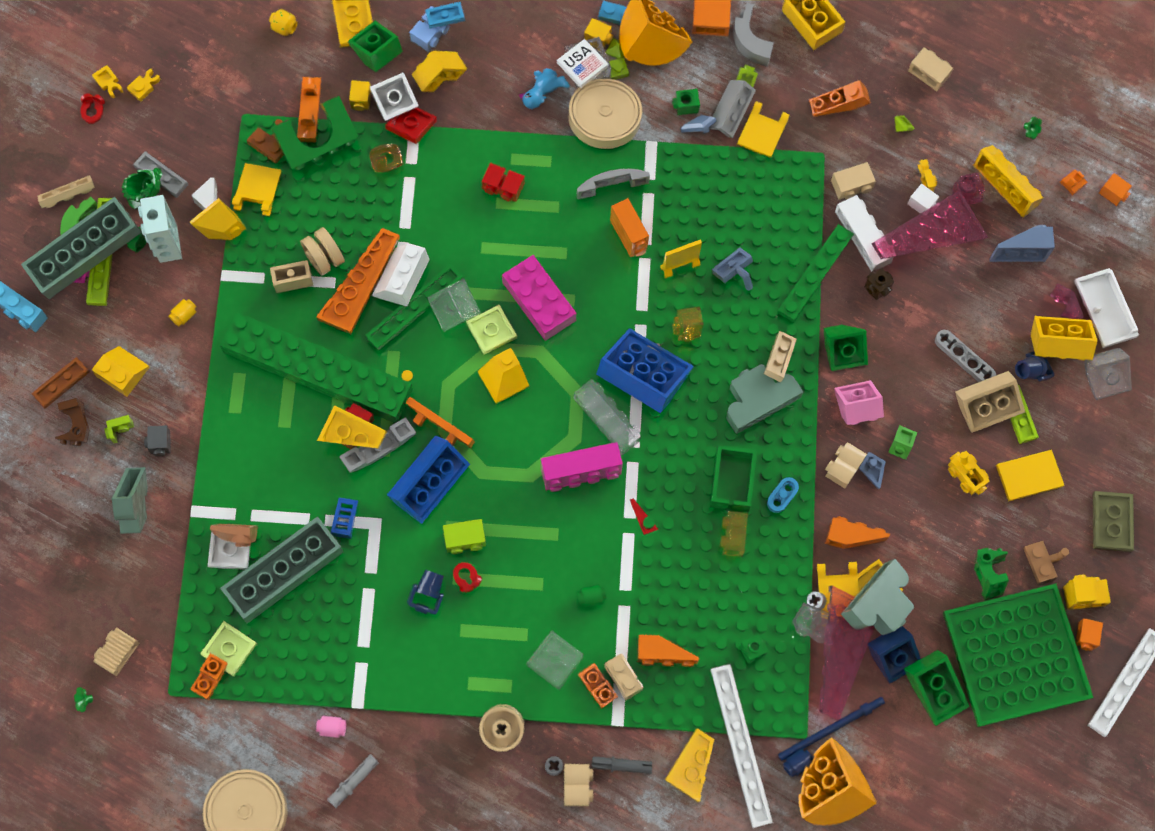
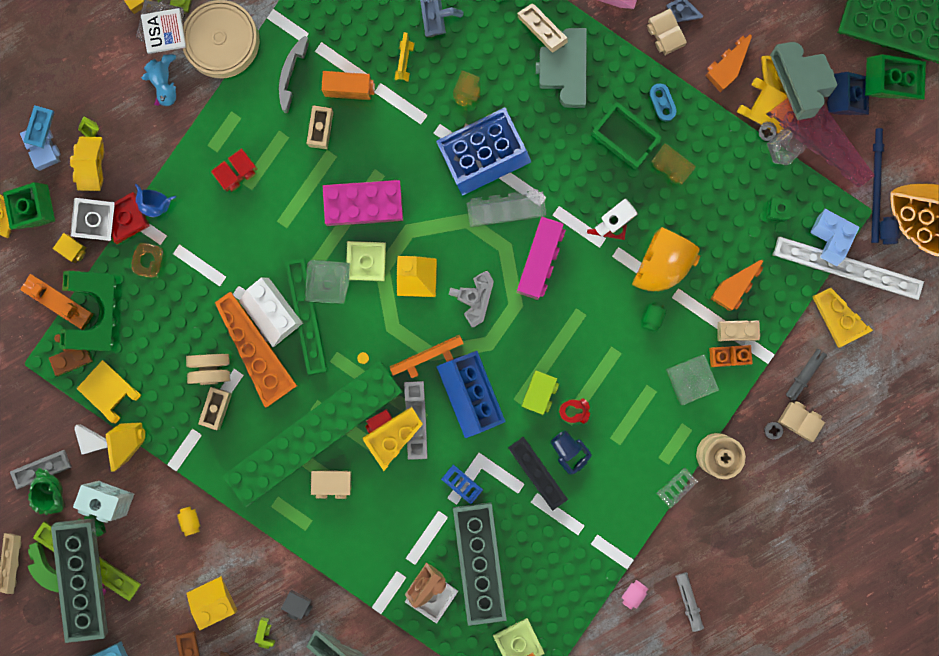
camera: 55 degrees left, 15 degrees up
(282, 407) = (331, 483): none -> tan brick
(391, 576) = (537, 473): none -> black plate
(432, 706) = (661, 493): none -> clear slope
(436, 134) = (152, 202): none -> blue hair
(469, 55) = (88, 127): none -> lime slope
(515, 436) = (476, 298): none -> light grey piece
(581, 227) = (320, 127): none -> tan brick
(645, 575) = (666, 261): none -> light orange brick
(659, 512) = (624, 213): none -> white torso
(764, 713) = (838, 234): none -> light blue brick

